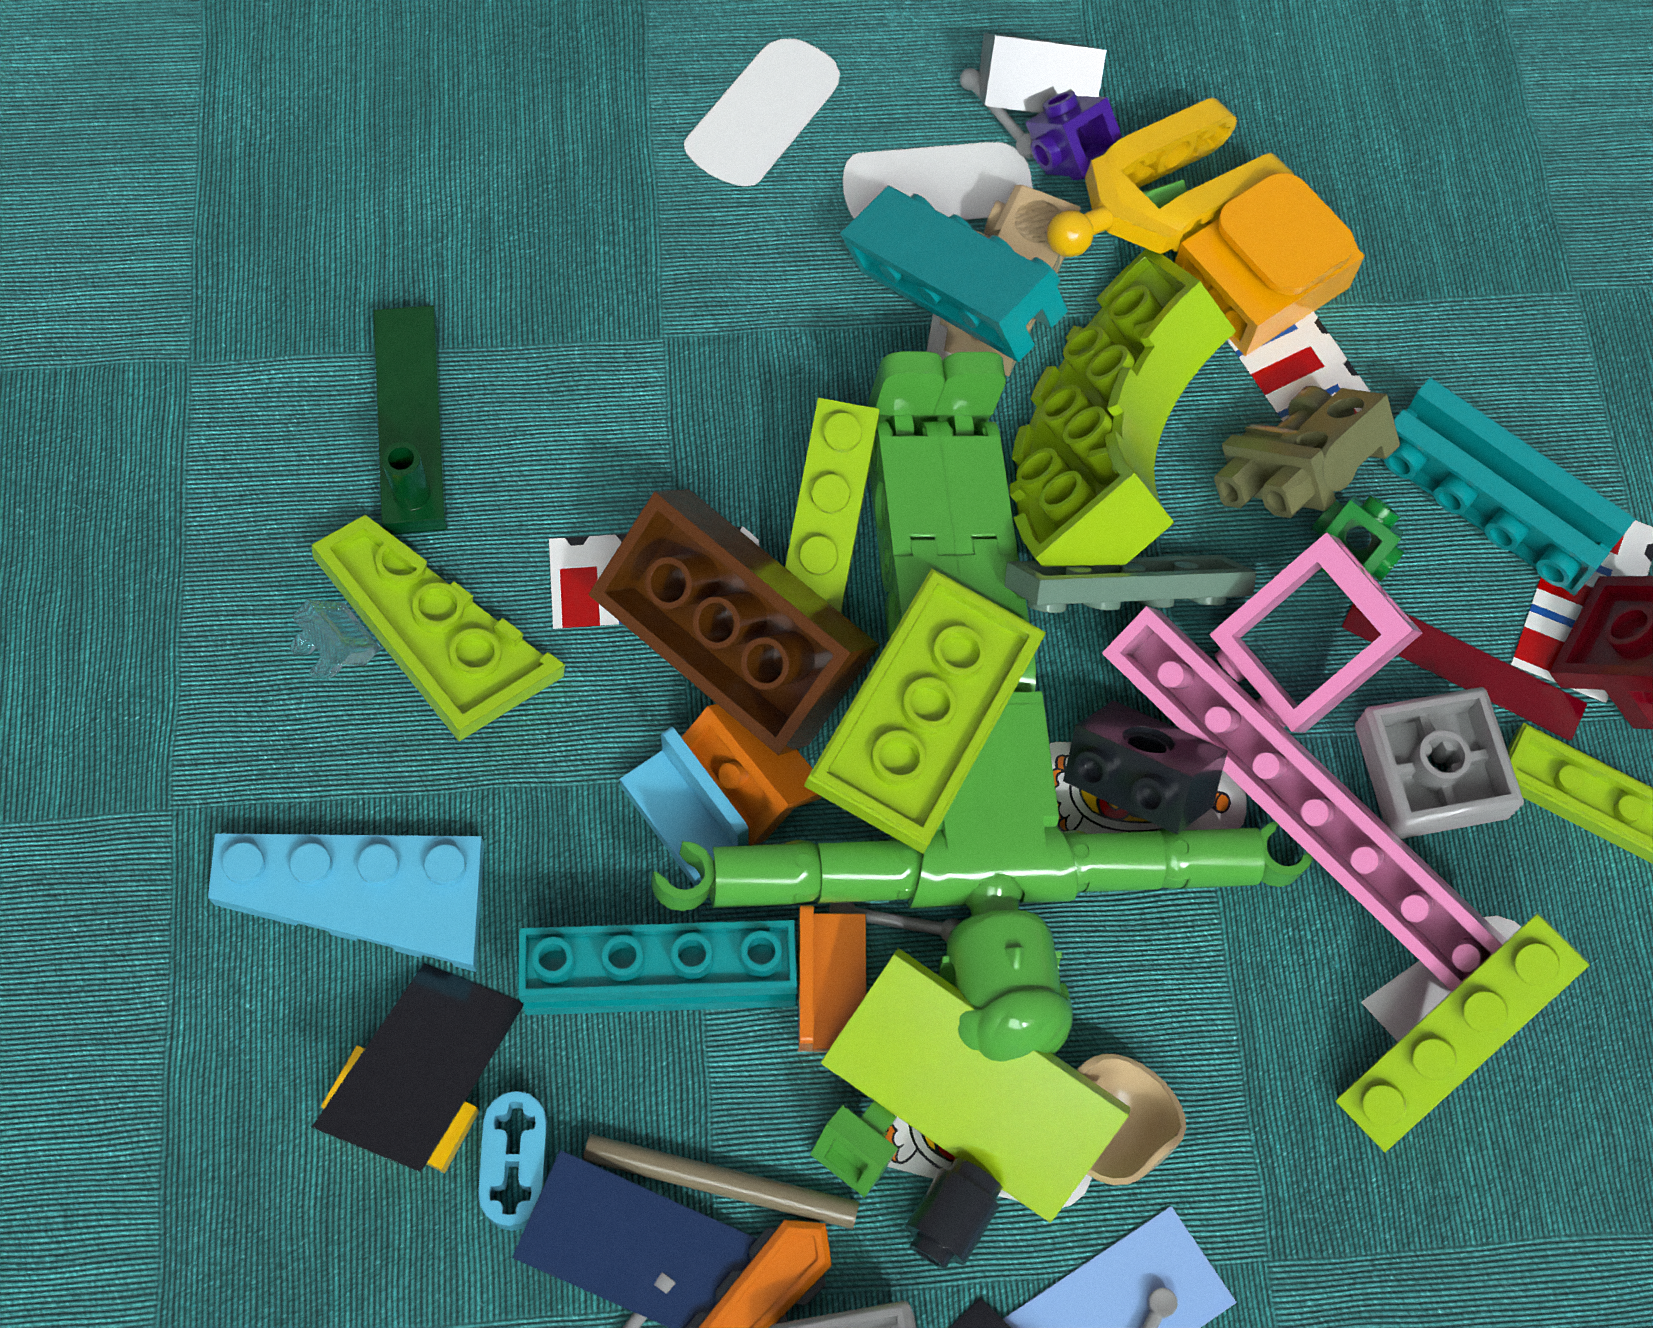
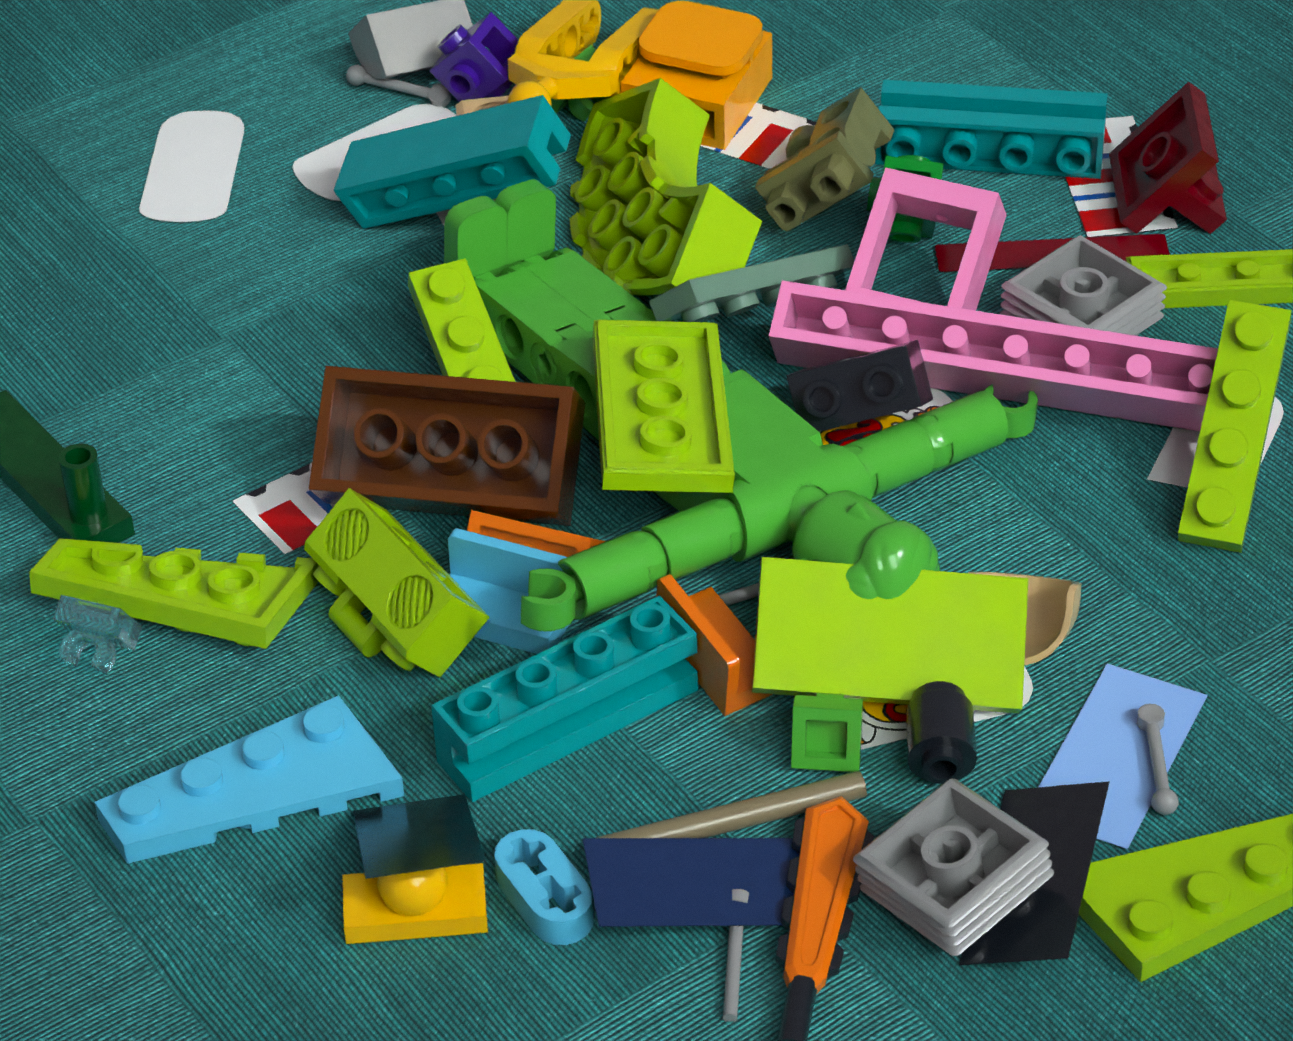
camera: 25 degrees left, 25 degrees down
(595, 745) = (378, 565): none -> lime piece

